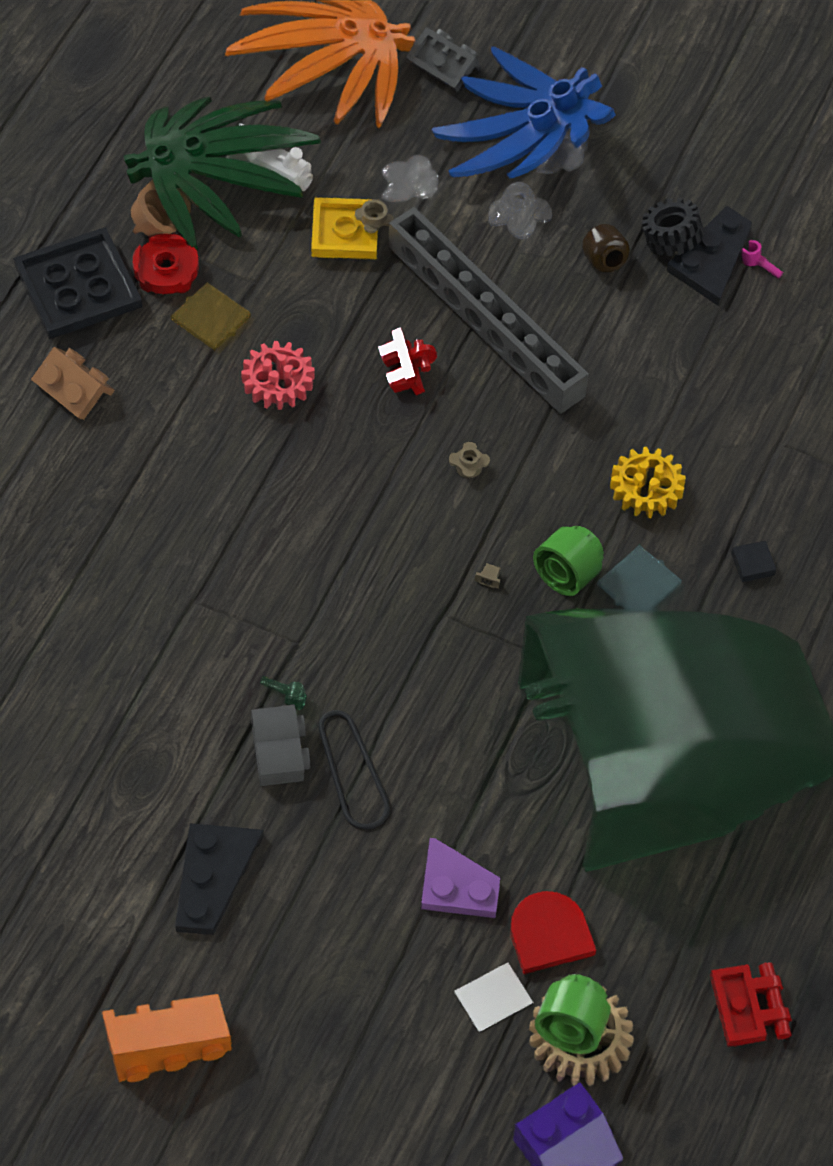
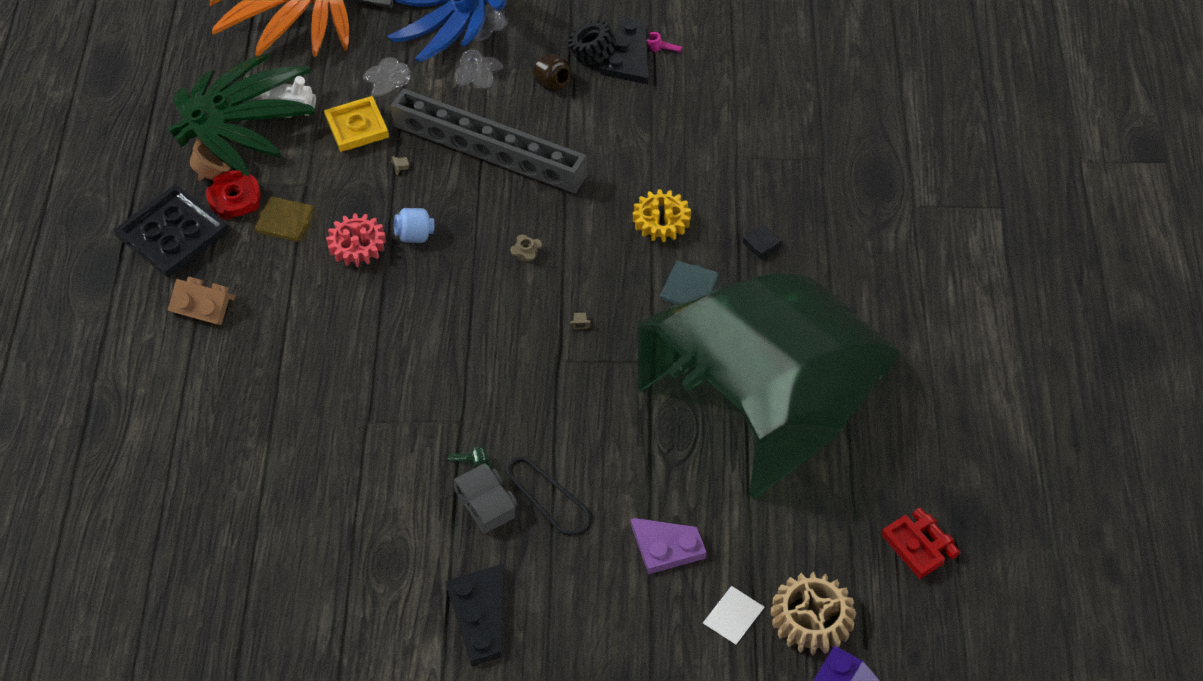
camera: 20 degrees left, 5 degrees down
(351, 382) = (413, 225): none -> light blue head
(372, 209) = (375, 106): dark tan plate -> none
(373, 298) = (399, 164): none -> dark tan piece
(411, 358) = (455, 189): red hips -> none
(549, 932) = (751, 551): red tile -> none
(569, 559) = (634, 287): bright green piece -> none
(573, 1014) = (807, 598): bright green piece -> none

